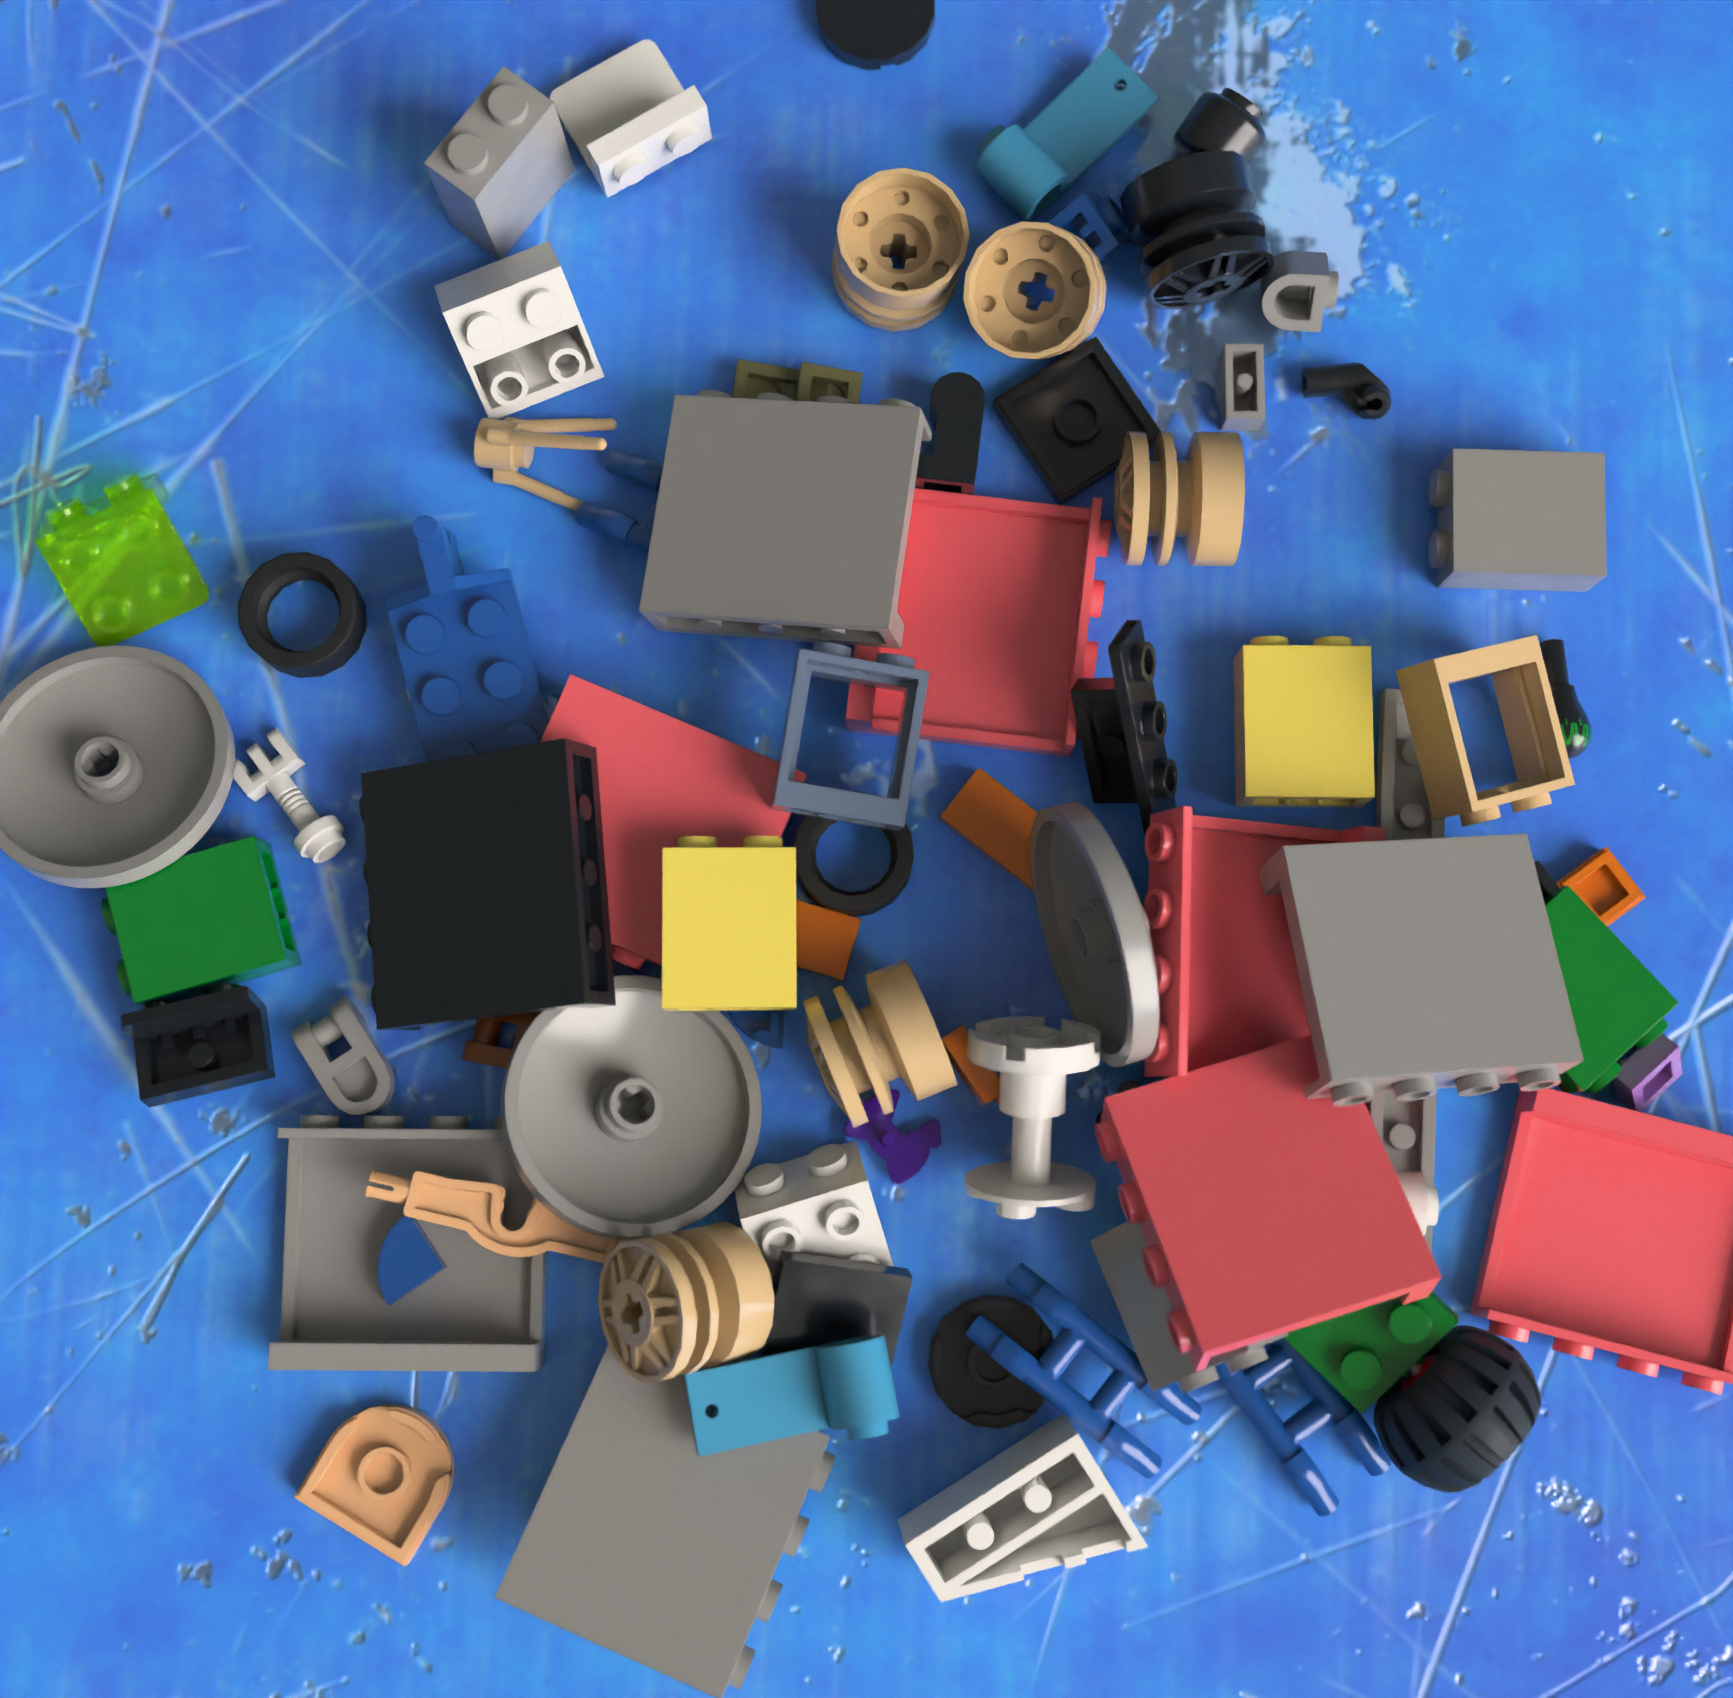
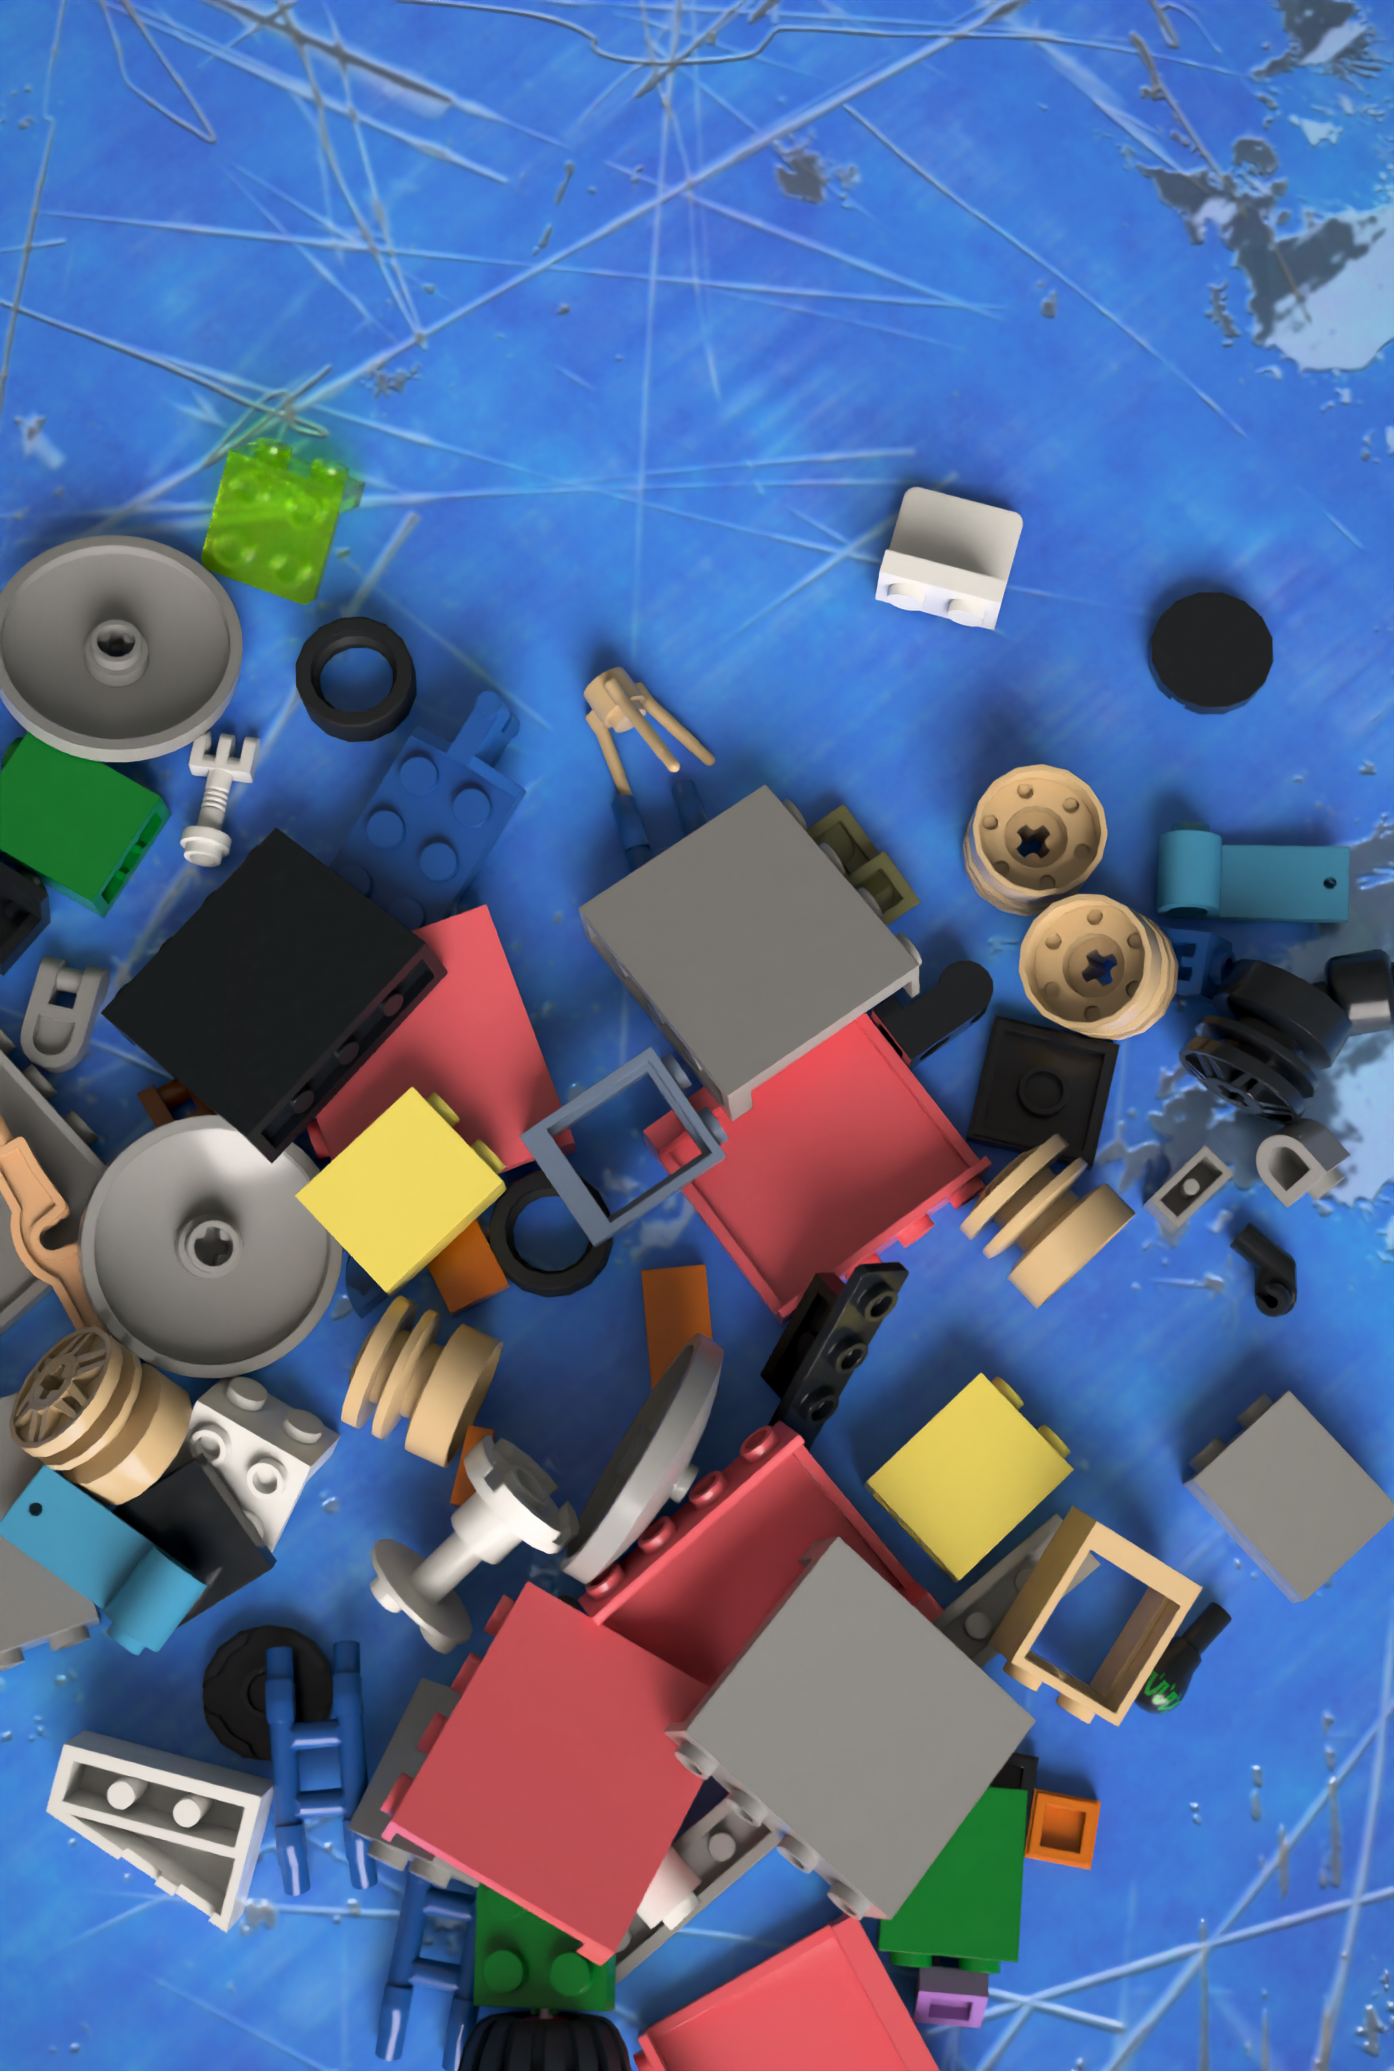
camera: 45 degrees right, 5 degrees down
(501, 163) = (815, 504): light grey brick -> none
(519, 331) = (710, 631): white slope -> none
(902, 1152) = (363, 1480): dark purple piece -> none

